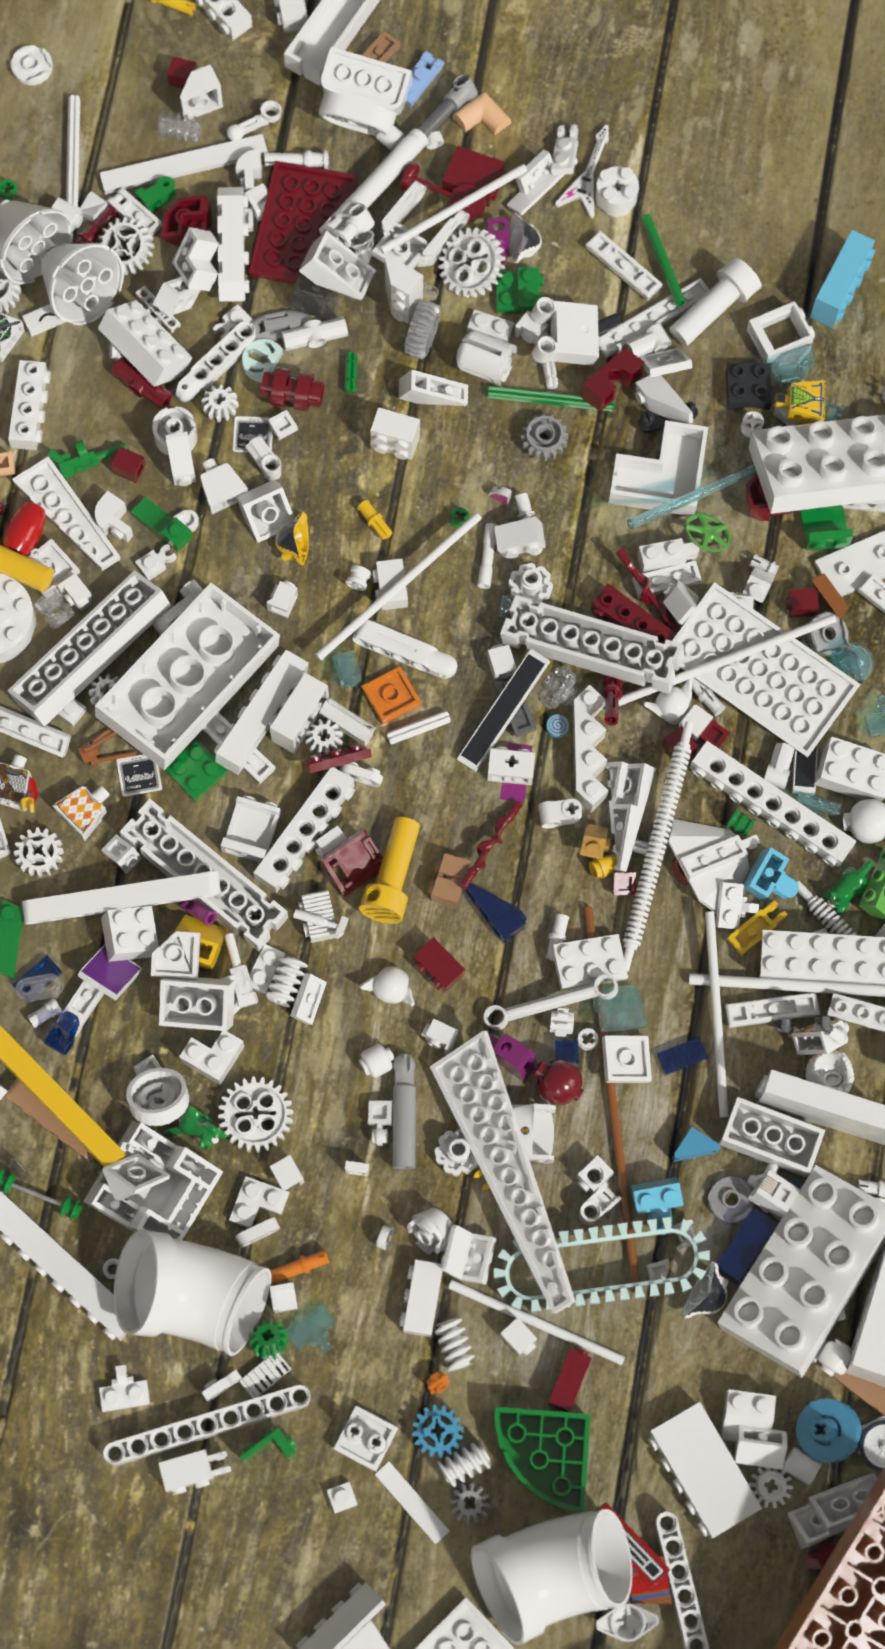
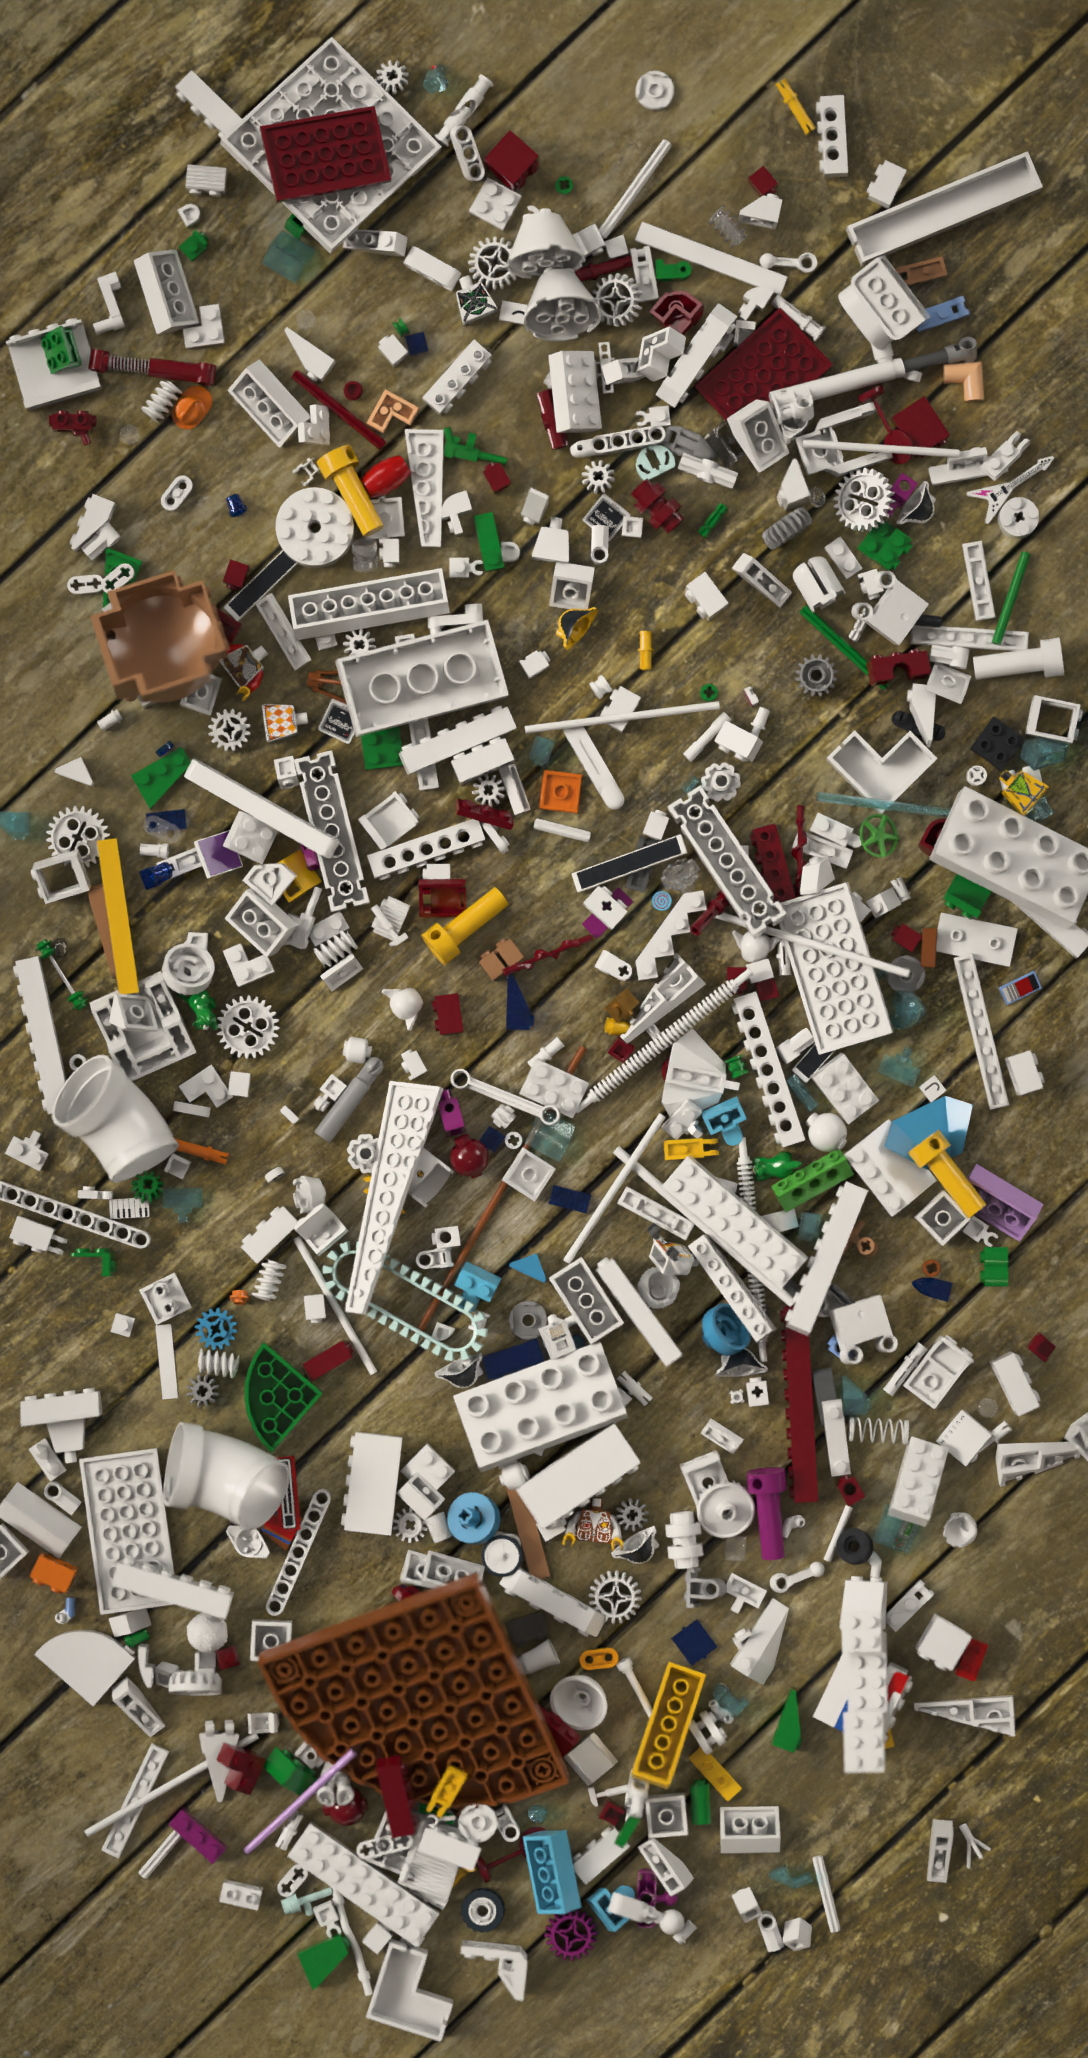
camera: 40 degrees right, 15 degrees up
(171, 422) = (554, 468): white brick -> none

